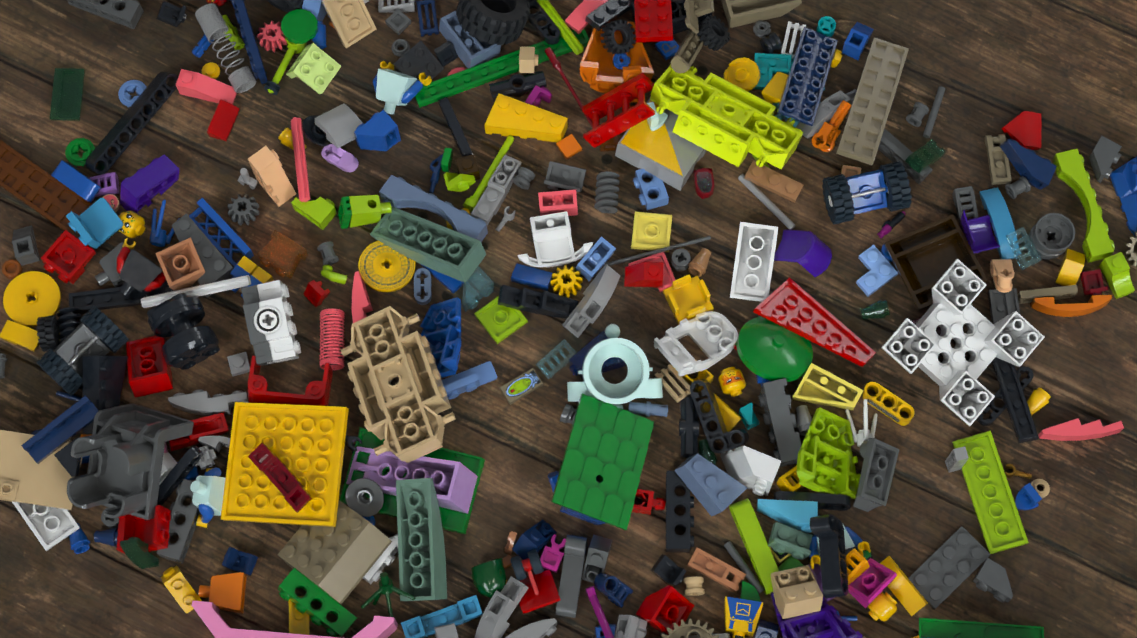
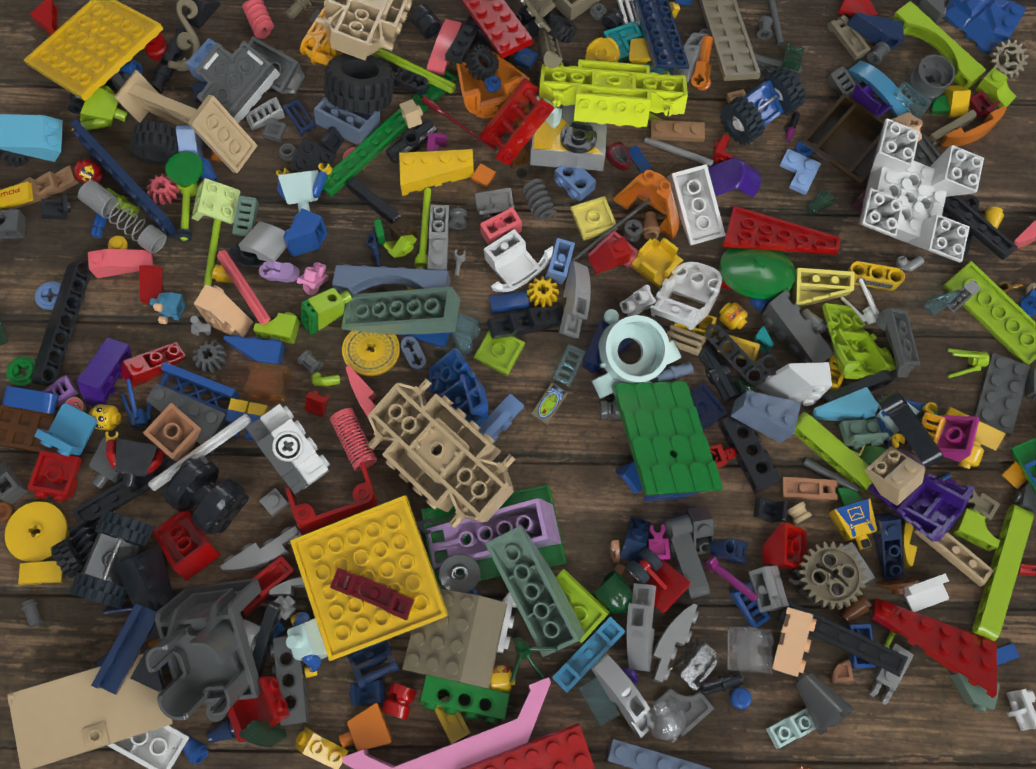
camera: 30 degrees left, 0 degrees up
(189, 193) = (148, 365): none -> red slope
(230, 147) = (169, 305): none -> dark azure piece
(256, 533) = (370, 657): none -> dark blue plate
(263, 580) = (399, 701): none -> red wheel
(288, 223) = (258, 350): none -> blue slope
(289, 115) = (212, 252): none -> lime bar
(337, 78) = (245, 204): none -> sand green slope
(354, 602) = (501, 679): none -> yellow head
(366, 177) = (313, 278): none -> bright pink hips
(457, 573) = (585, 606): none -> lime plate
(647, 329) = (638, 301): none -> white hips
(660, 454) = (707, 406): none -> clear blue tile
(668, 156) = (582, 141): none -> black tile
(719, 239) = (658, 190): none -> orange cone
(725, 193) = (639, 159): none -> blue window
(806, 216) = (719, 147): none -> red bracket
(929, 409) = (903, 264): none -> light grey arm
(936, 457) = (941, 302): none -> clear light blue slope
(942, 523) = (975, 358): none -> lime plant
(1051, 266) = (940, 106): none -> green tile

